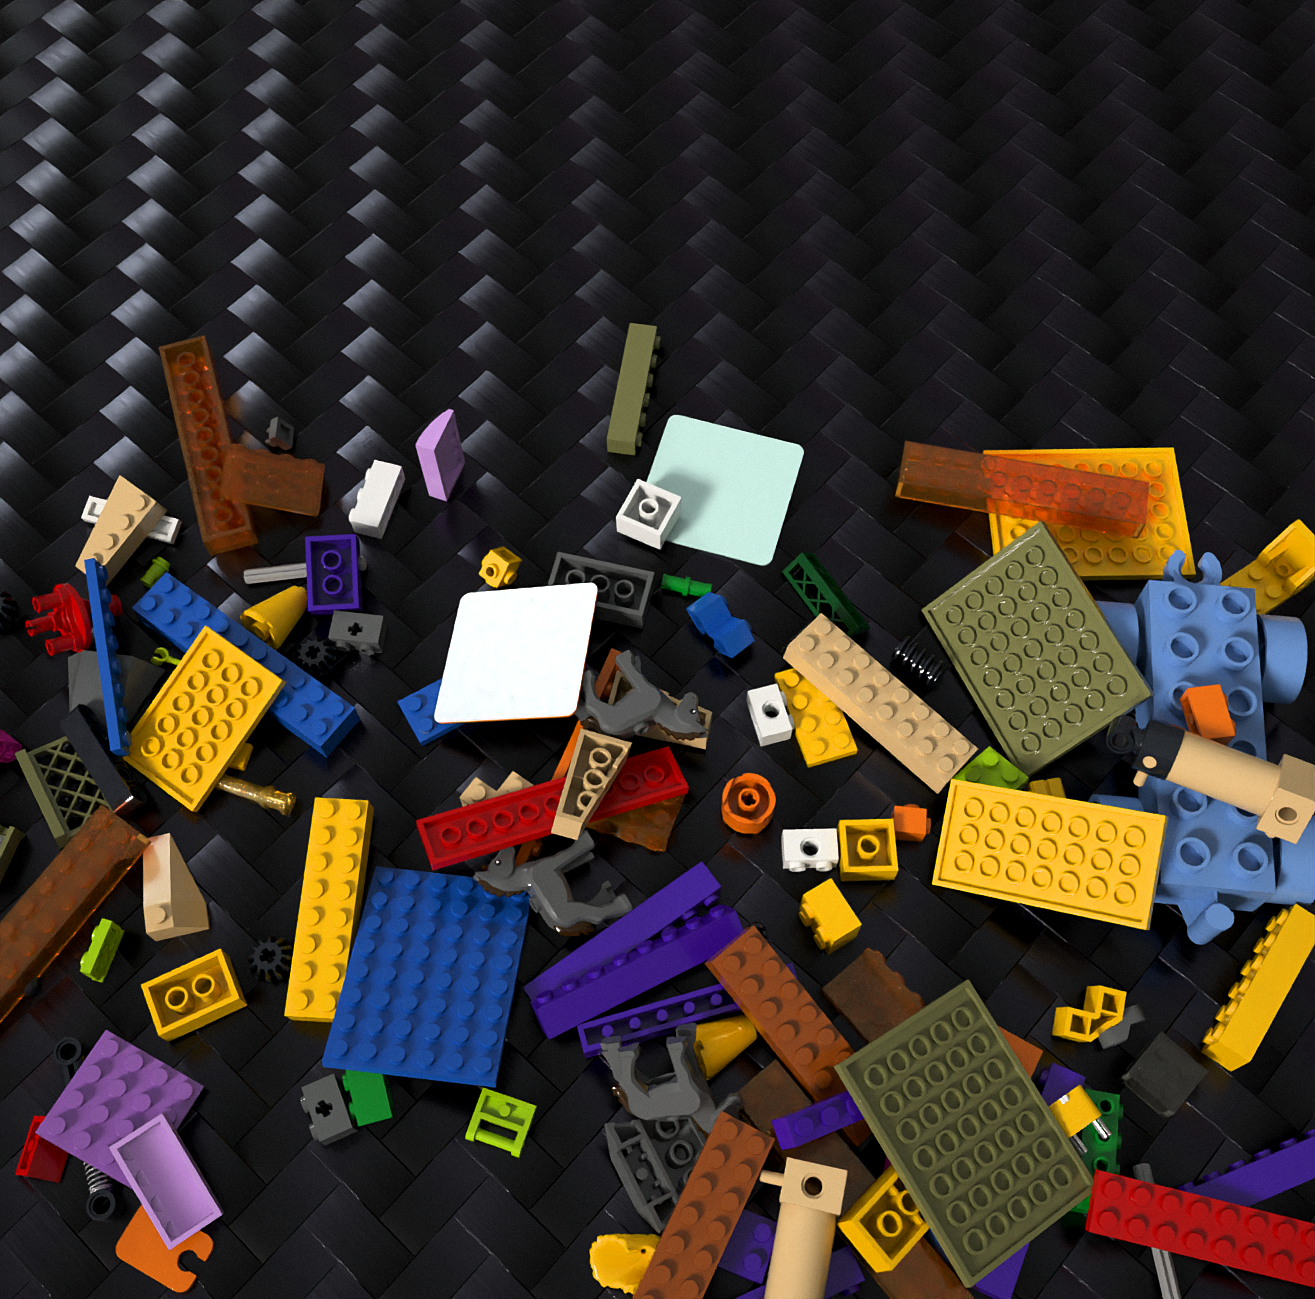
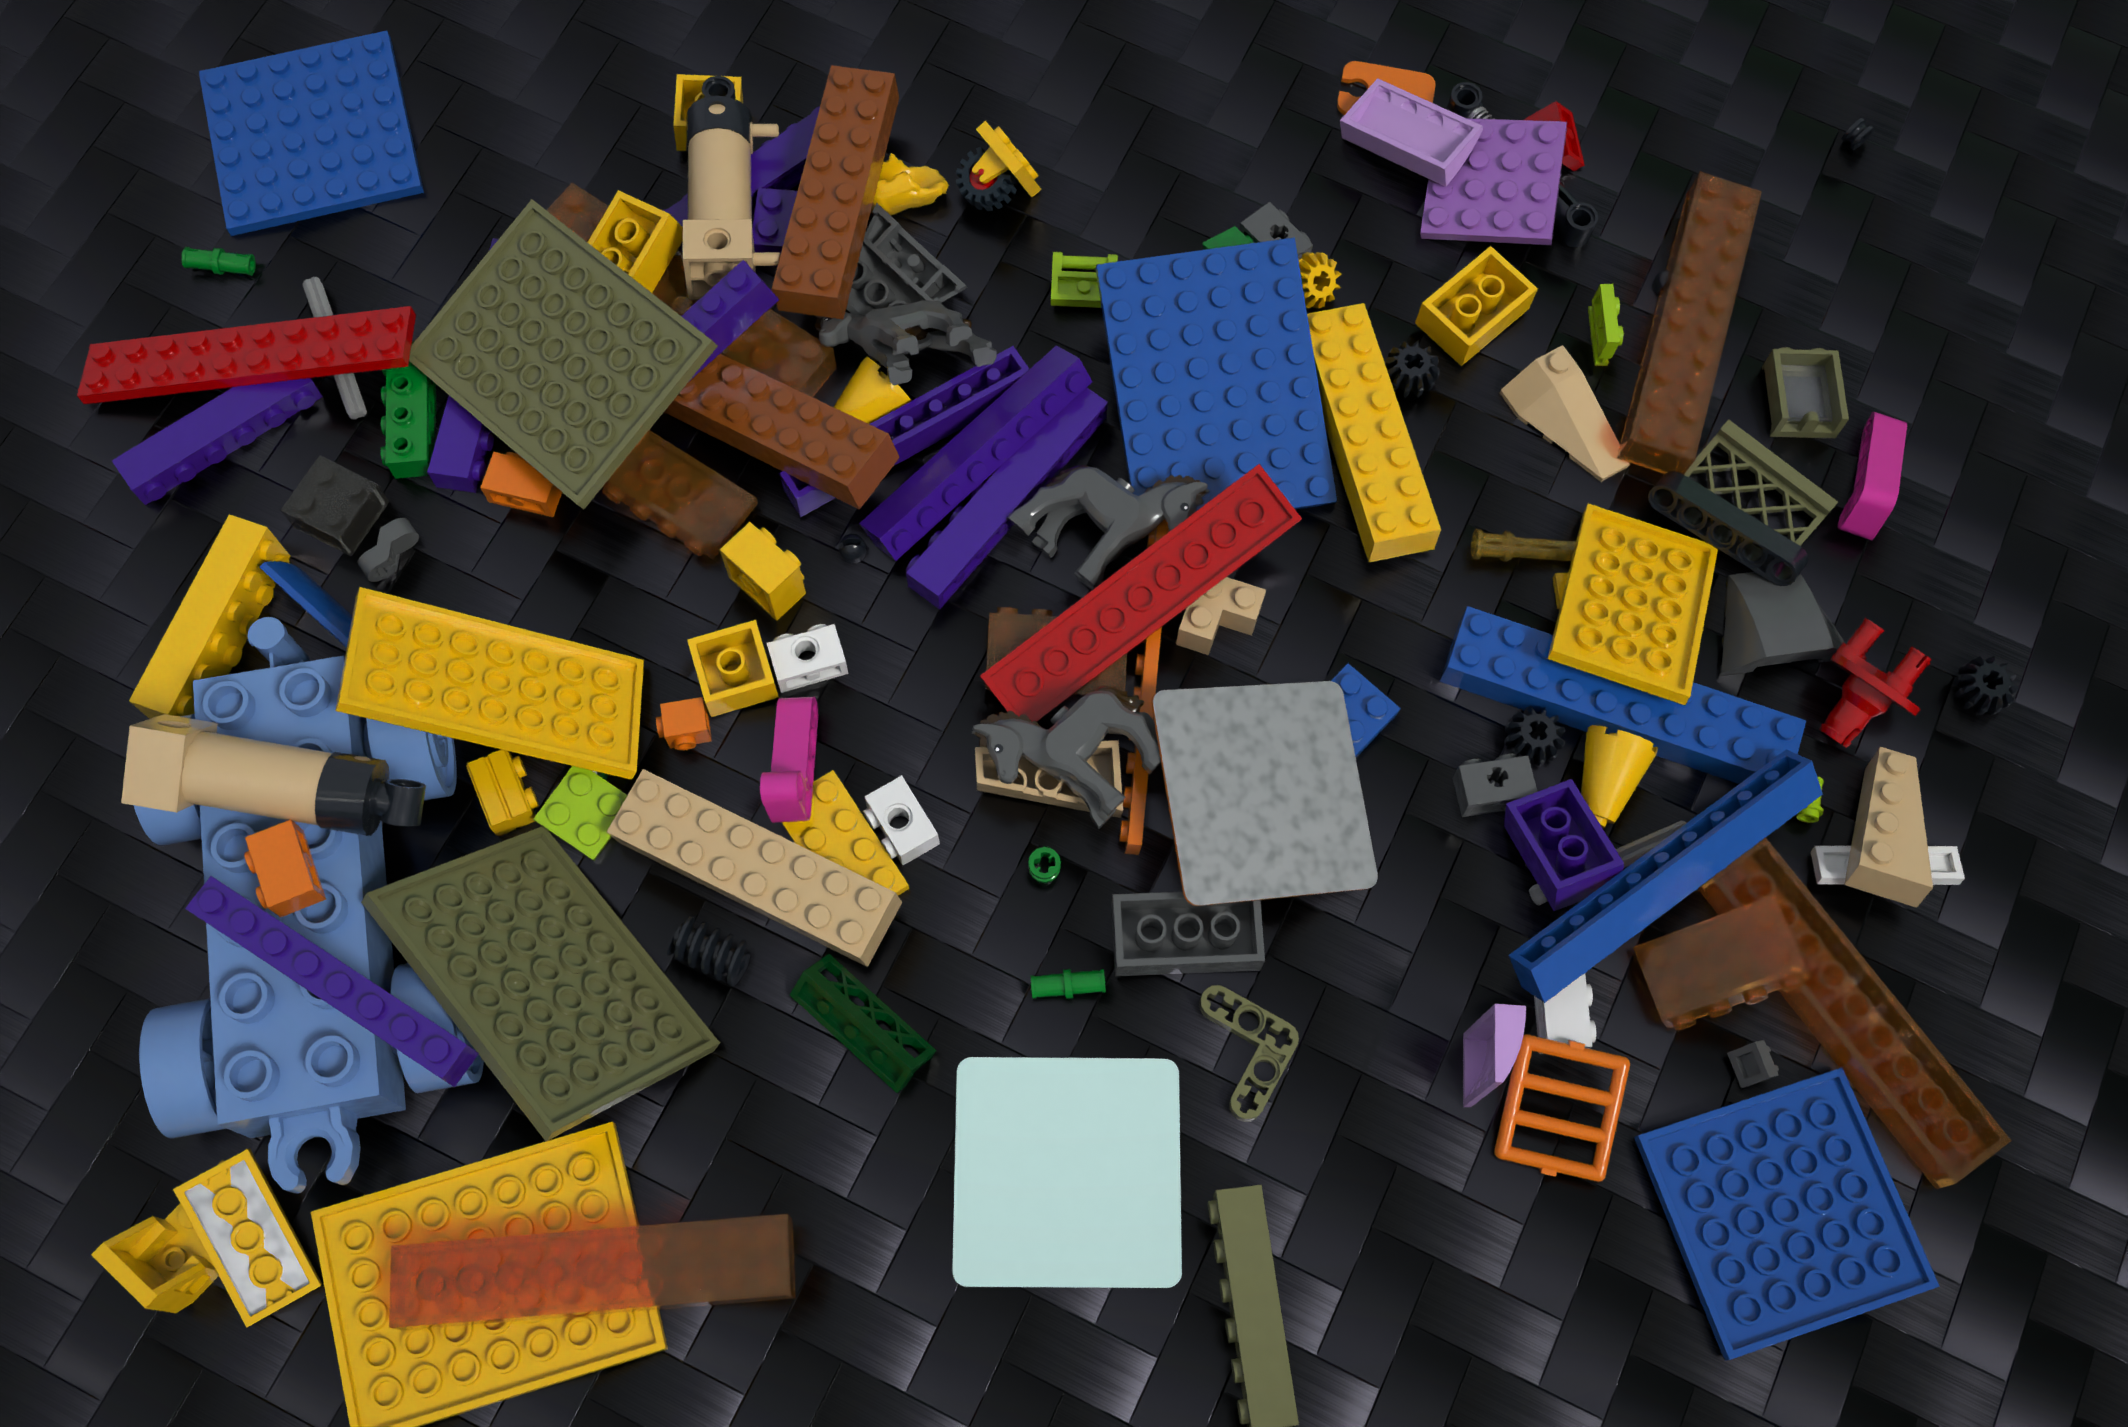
camera: 160 degrees right, 5 degrees up
(108, 663) = (1799, 640): blue plate -> none
(166, 657) = (1727, 685): neon yellow hand -> none
(276, 530) = (1665, 875): none -> blue brick
(305, 361) = (1785, 1213): none -> blue plate
(308, 1056) = (1318, 278): none -> yellow gear
(380, 432) = (1602, 1136): none -> orange bar
(500, 567) = (1340, 929): yellow brick -> none
(543, 1248) = (991, 174): none -> plate
(574, 521) = (1266, 1048): none -> olive beam
(590, 775) = (1107, 627): tan wedge -> none
(648, 514) = (1156, 1072): white brick -> none
(673, 659) = (1053, 871): none -> green bush
(713, 617) = (1010, 936): blue brick -> none
(755, 816) = (880, 686): orange brick -> none
(837, 768) = (789, 785): none -> dark pink beam
(1074, 1113) = (437, 422): yellow piece -> none
(1101, 1010) = (435, 532): yellow brick -> none
(1172, 975) = (311, 598): none -> blue slope
(1178, 634) = (332, 981): none -> dark purple brick
(1239, 560) = (247, 1237): none -> piece

